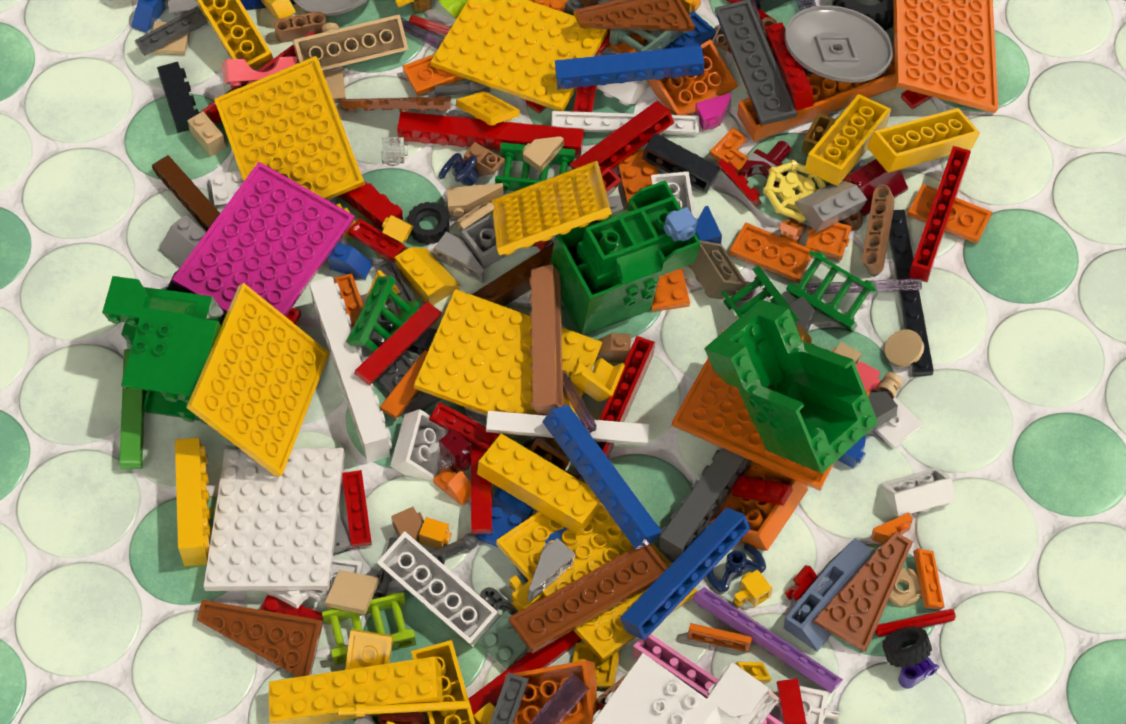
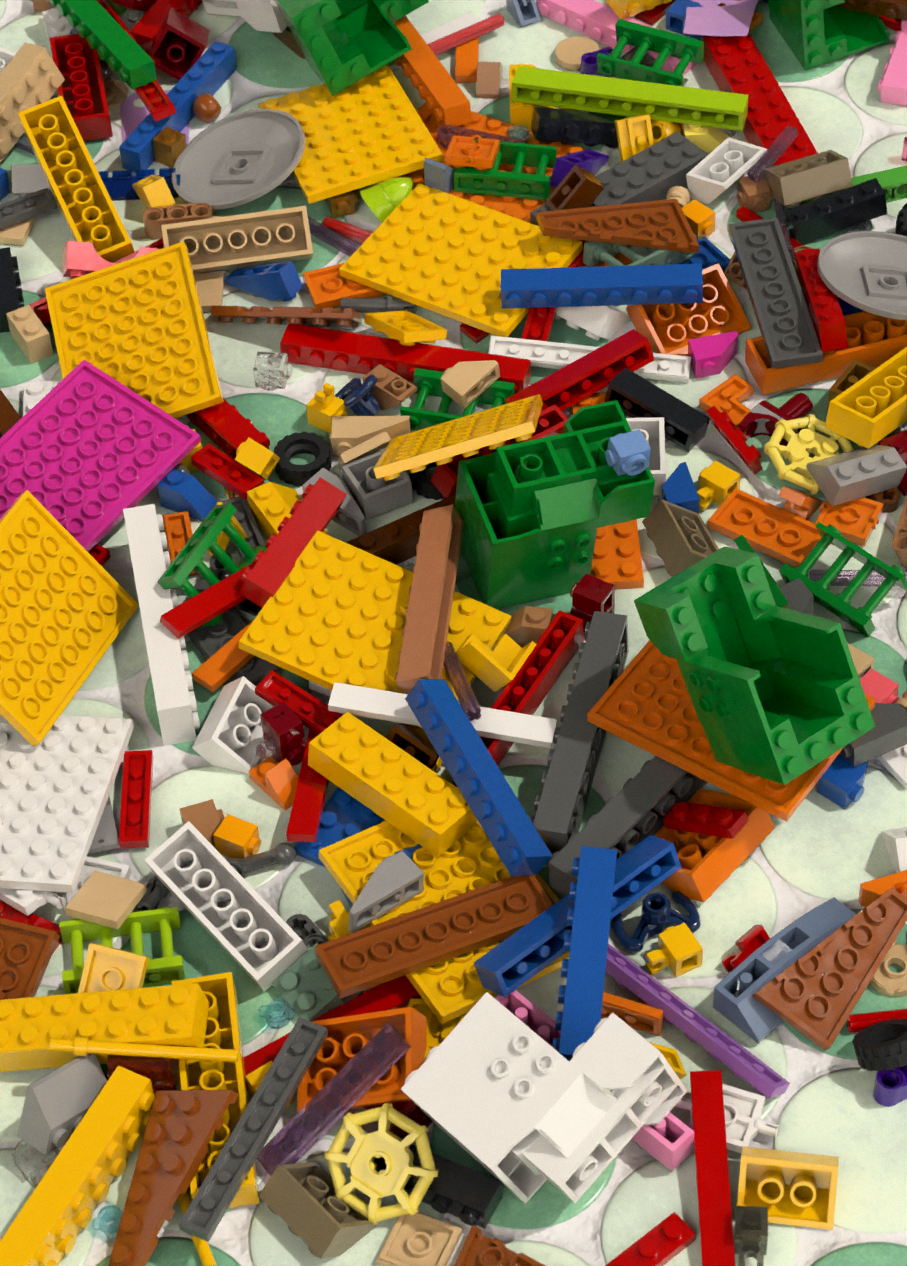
camera: 10 degrees right, 10 degrees down
(376, 74) = (268, 281): none -> blue slope
(434, 304) = (275, 564): none -> red brick
(439, 180) = (324, 407): none -> yellow brick
(485, 657) = (278, 1020): none -> clear light blue plate
(658, 327) = (590, 596): none -> dark red piece
(663, 436) = (578, 741): none -> dark grey brick
(699, 609) = (586, 948): none -> blue brick
(731, 220) = (716, 484): none -> yellow brick

